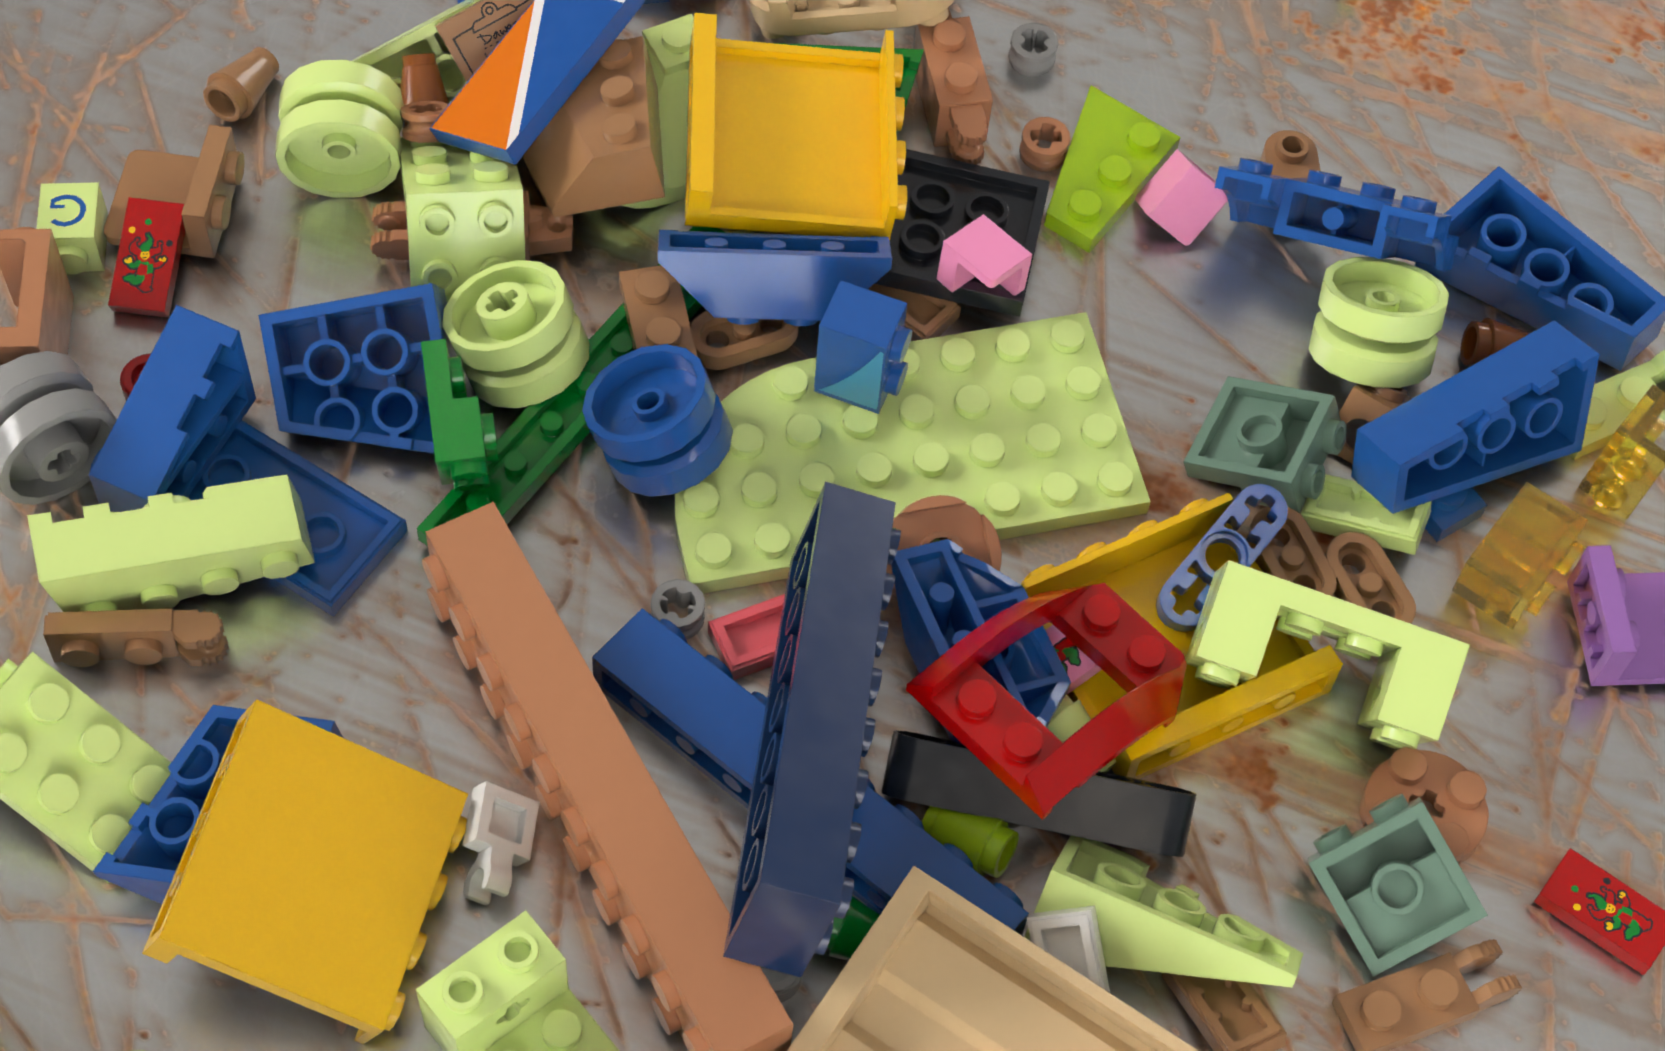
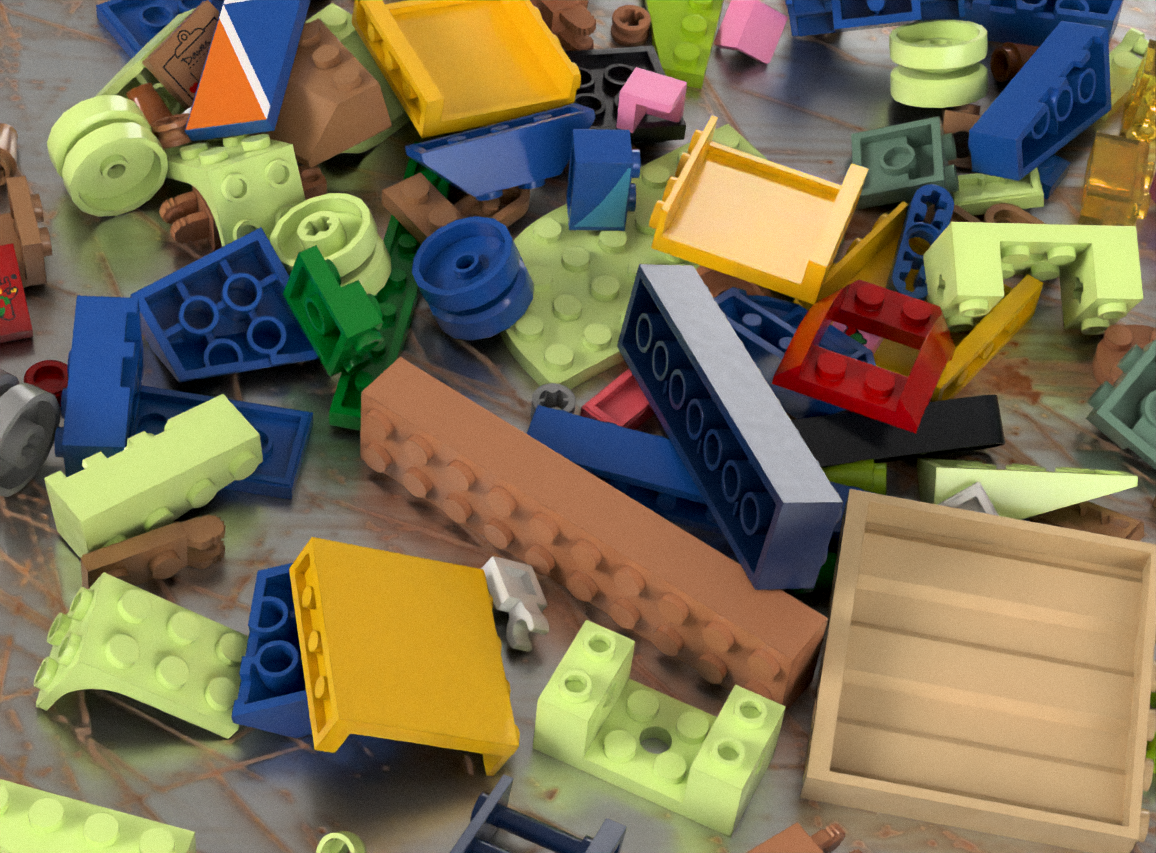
camera: 25 degrees left, 10 degrees down
(1028, 454) = (754, 217): none -> yellow panel

